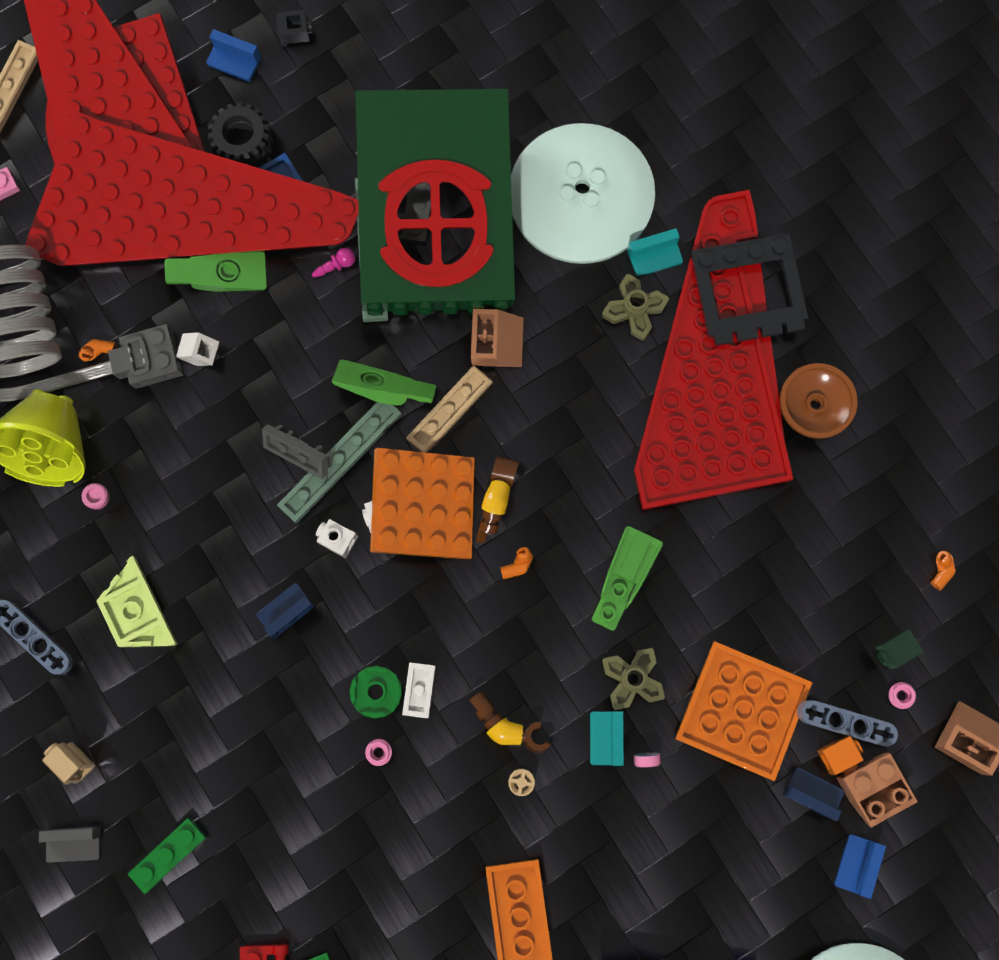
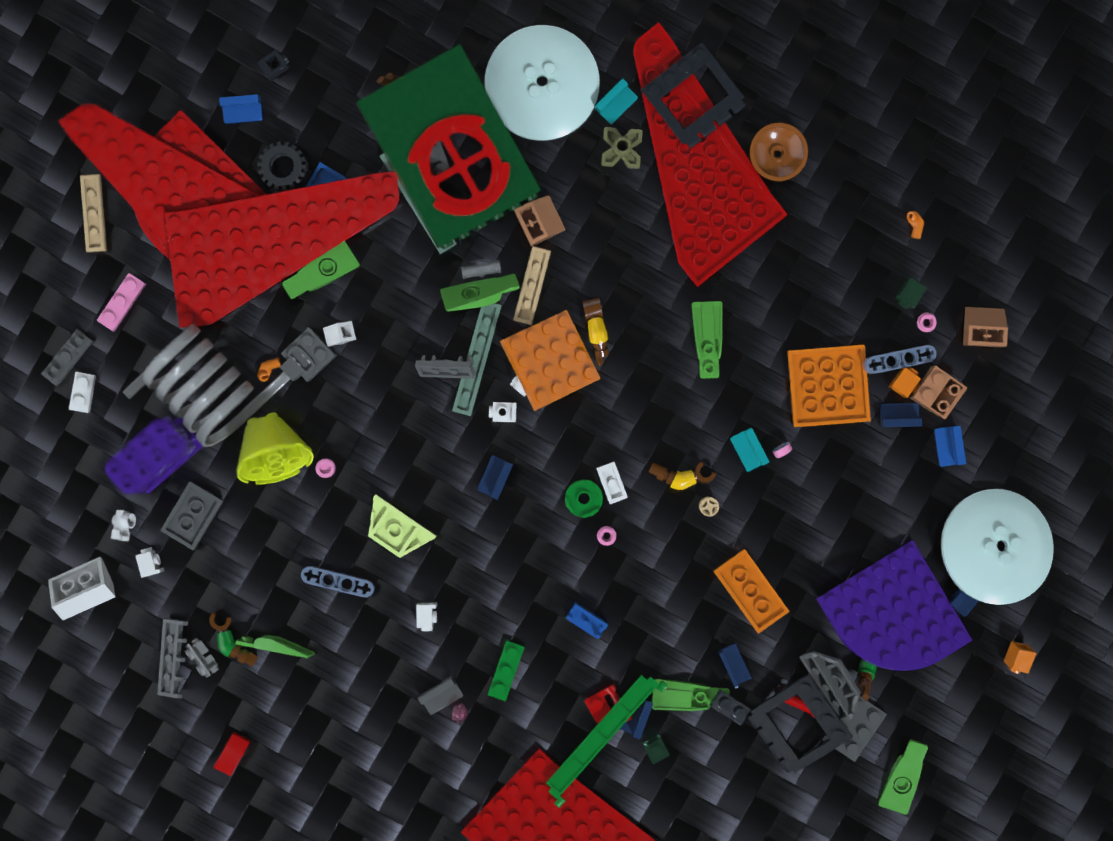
camera: 30 degrees left, 10 degrees up
(67, 762) = (411, 646): tan brick -> none
(80, 878) = (459, 713): none -> clear pink plate
(109, 734) = (426, 616): none -> white brick
(298, 845) = (586, 620): none -> blue hinge
(344, 258) = (403, 215): dark pink bar -> none
(399, 361) = (481, 269): none -> clear pin
(520, 564) = (634, 366): orange arm -> none
(645, 686) = (748, 391): olive plant -> none

